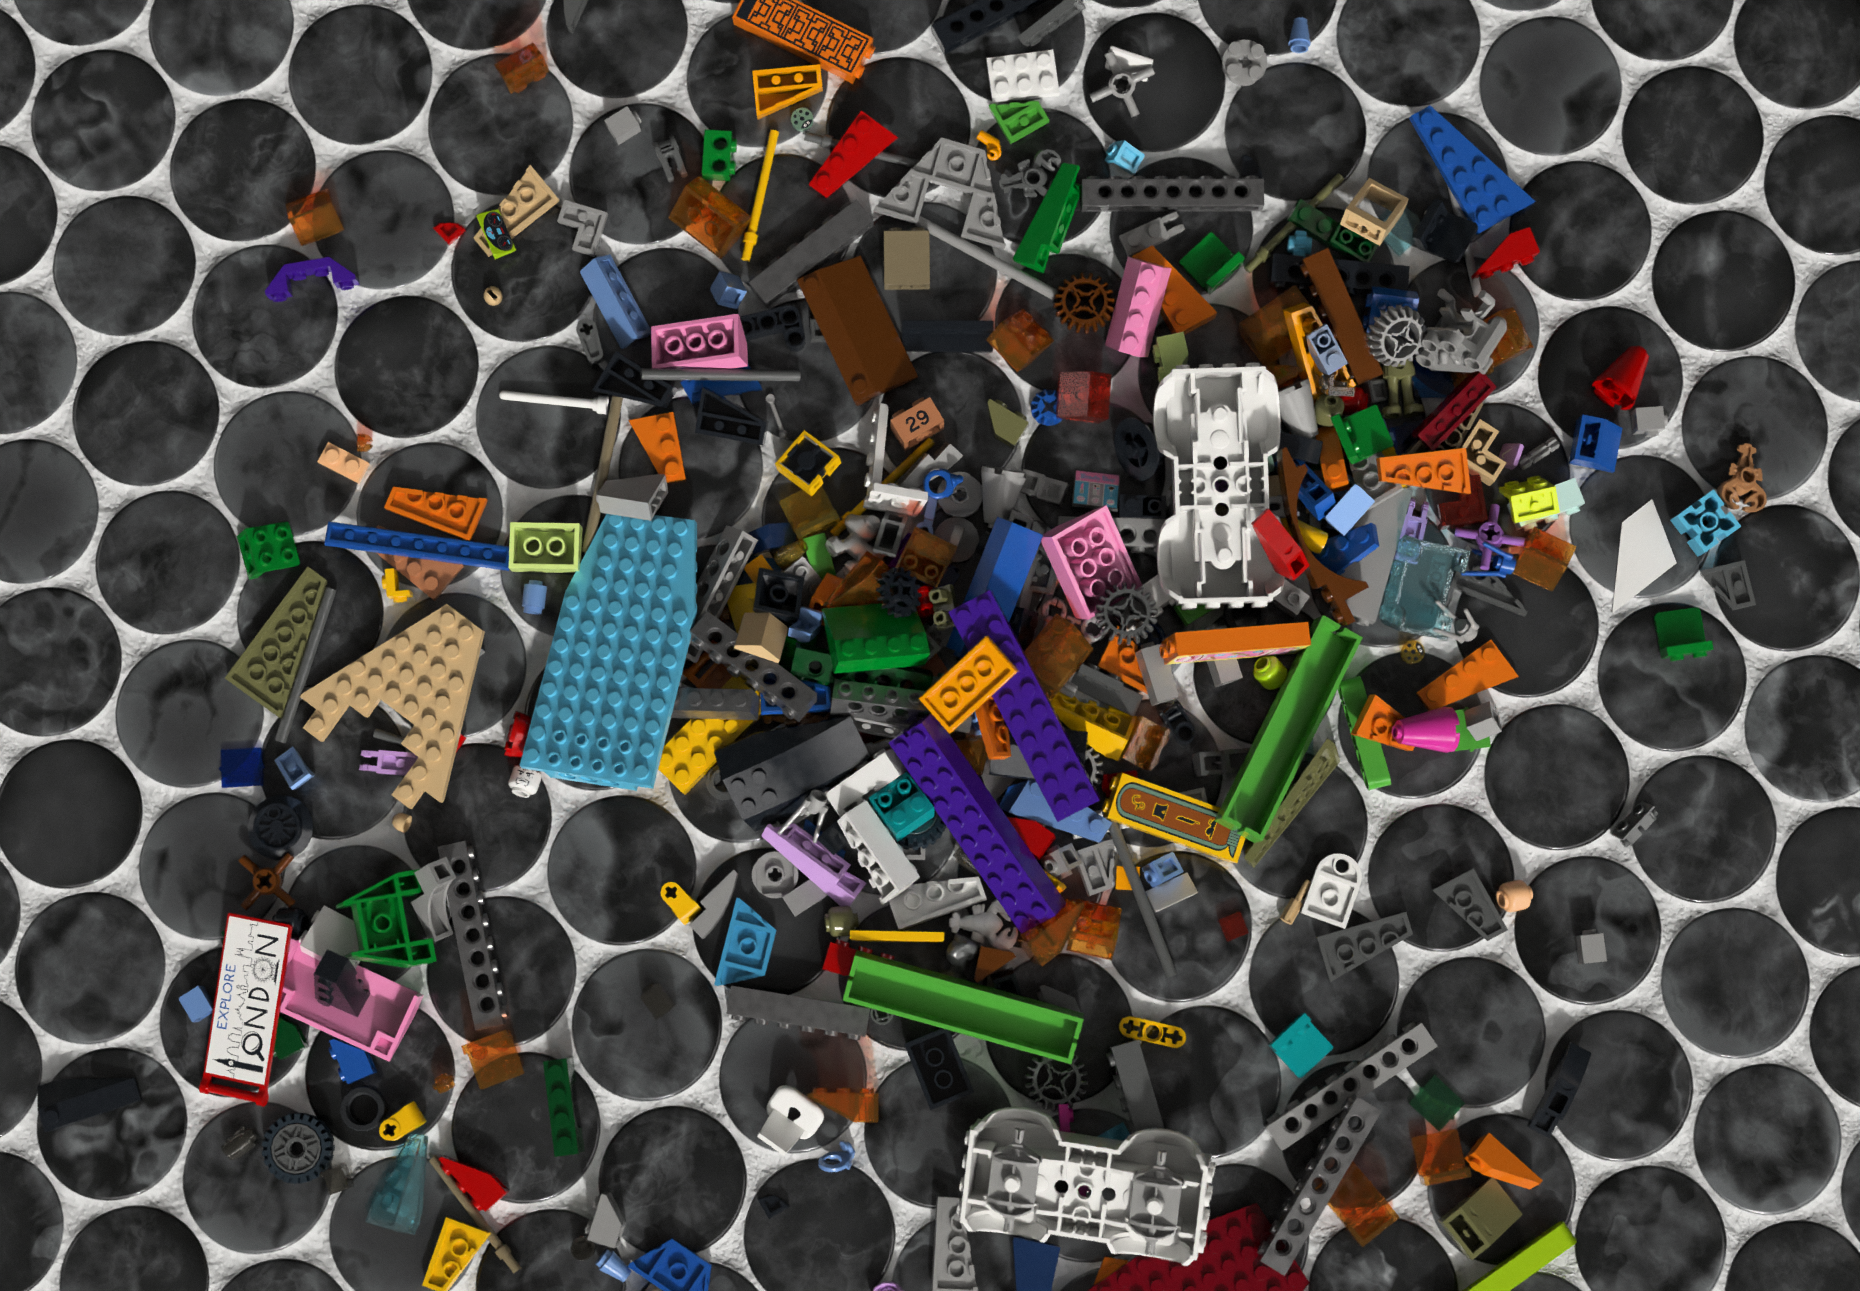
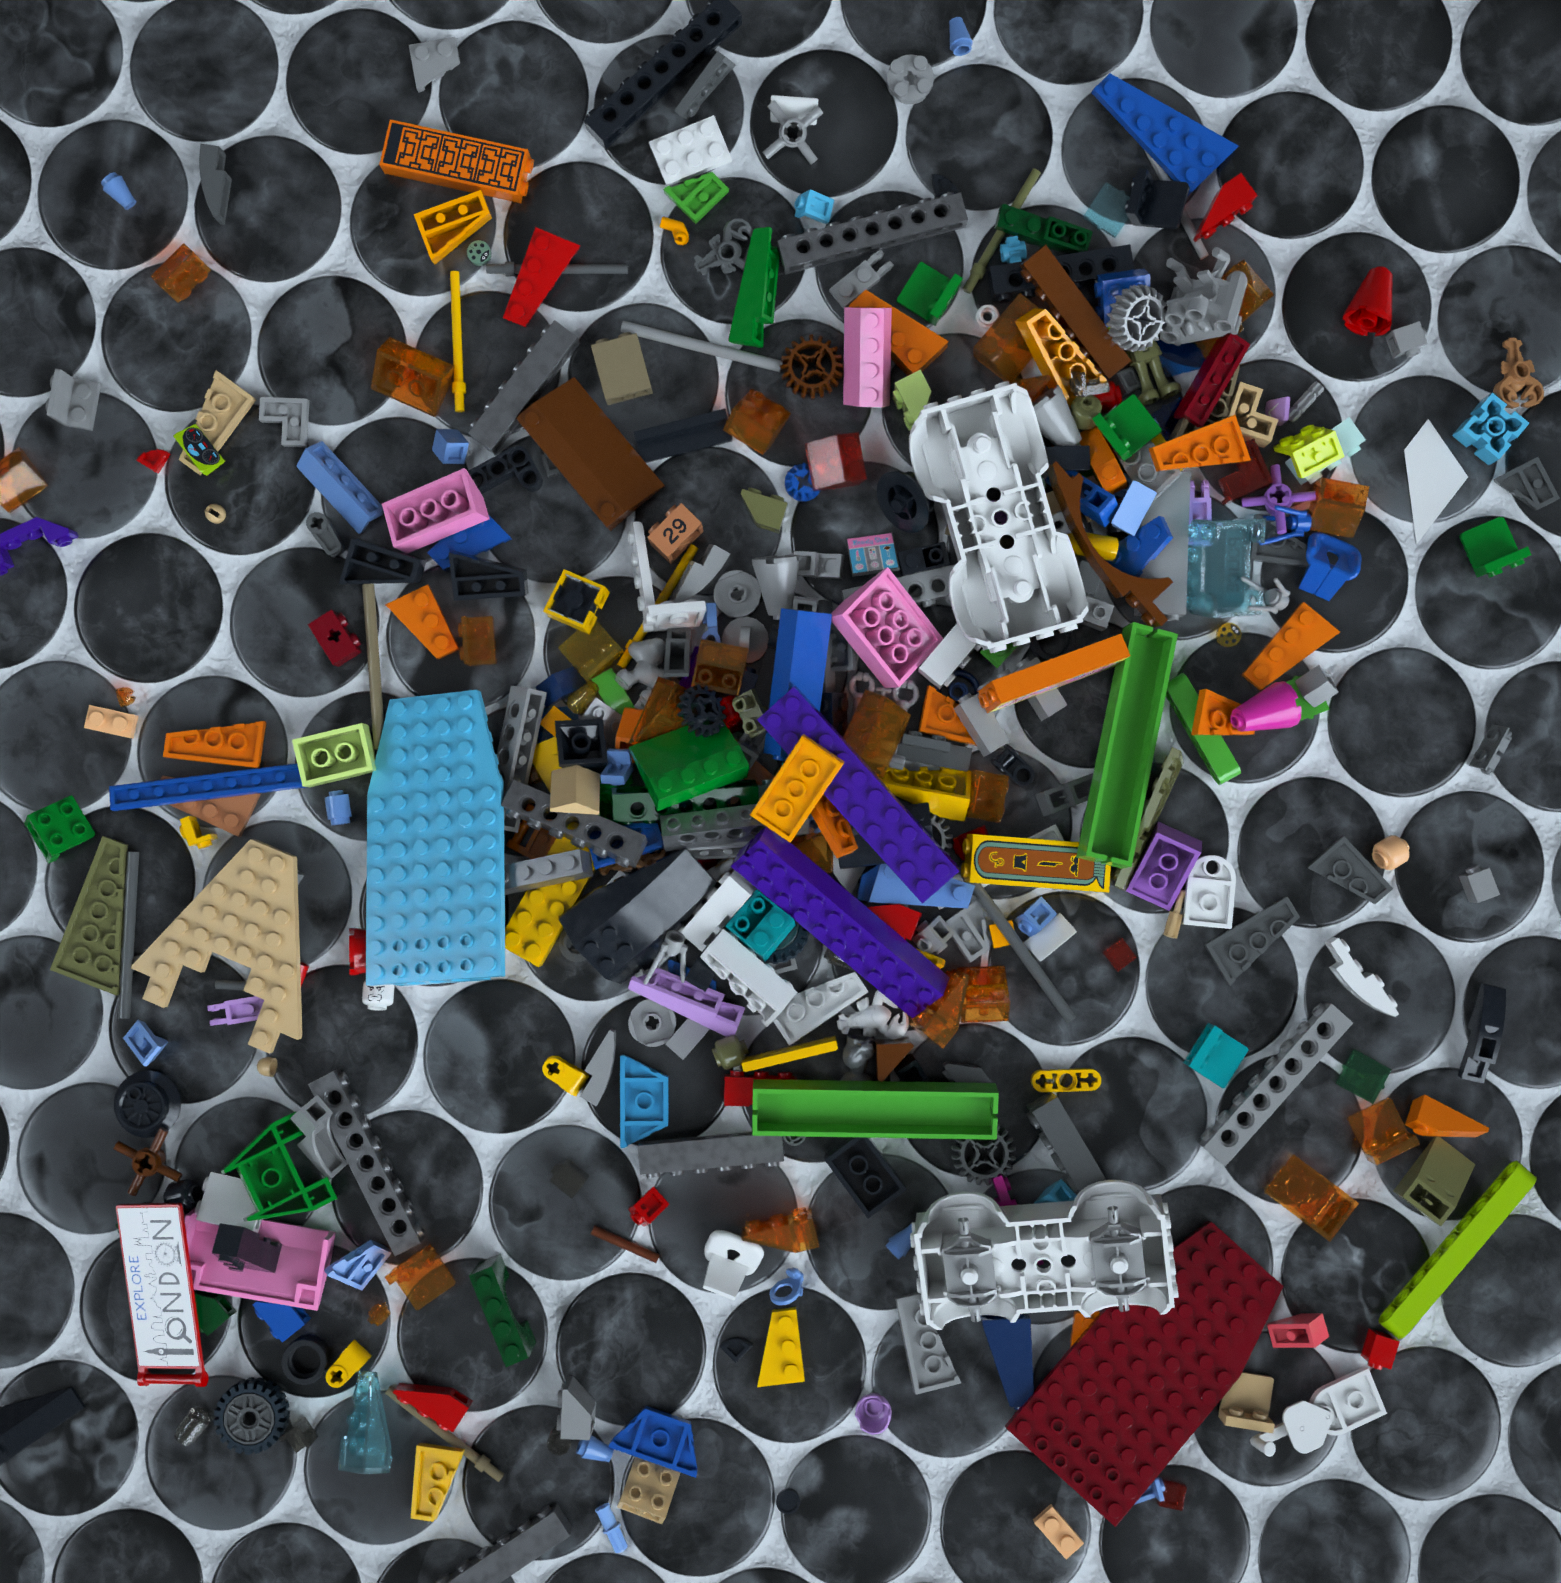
camera: 10 degrees left, 5 degrees up
(197, 1003) = (112, 1300): medium blue panel -> none
(241, 767) = (93, 1053): clear blue piece -> none
(391, 159) = (72, 401): none -> light grey bracket
(439, 1030) = (359, 1265): none -> medium blue wing
(567, 427) = (324, 631): none -> dark red brick
(598, 404) = (351, 596): white piece -> none
(623, 125) = (299, 304): light grey brick -> none
(633, 496) = (410, 681): light grey slope -> none
(666, 150) = (350, 320): dark grey piece -> none
(693, 1078) = (625, 1244): none -> copper bar
(706, 476) = (477, 640): none -> clear orange bracket
(713, 155) = (398, 313): green brick -> none
(720, 374) = (463, 535): dark grey piece -> none
(724, 1048) = (648, 1207): none -> red bracket
(770, 399) = (522, 546): light grey hinge -> none
(816, 1220) = (782, 1352): none -> yellow wing
(951, 482) = (725, 582): blue piece -> none
(954, 1146) = (900, 1242): none -> medium blue cone
(956, 168) = (647, 262): light grey wing -> none
(1136, 615) = (936, 693): dark grey gear -> none
(1260, 291) = (987, 309): none -> white plate
(1269, 672) = (1093, 692): lime head -> none
(1279, 546) = (1075, 564): red slope -> none
(1296, 853) = (1164, 866): none -> medium lavender slope
(1319, 1198) = (1261, 1250): flat silver brick -> none
(1325, 350) = (1070, 351): sand blue slope -> none
(1376, 229) = (1087, 213): tan window -> none
(1458, 1018) = (1363, 986): none -> white slope
(1516, 622) = (1321, 576): none -> blue piece
(1595, 443) = (1359, 377): blue slope -> none

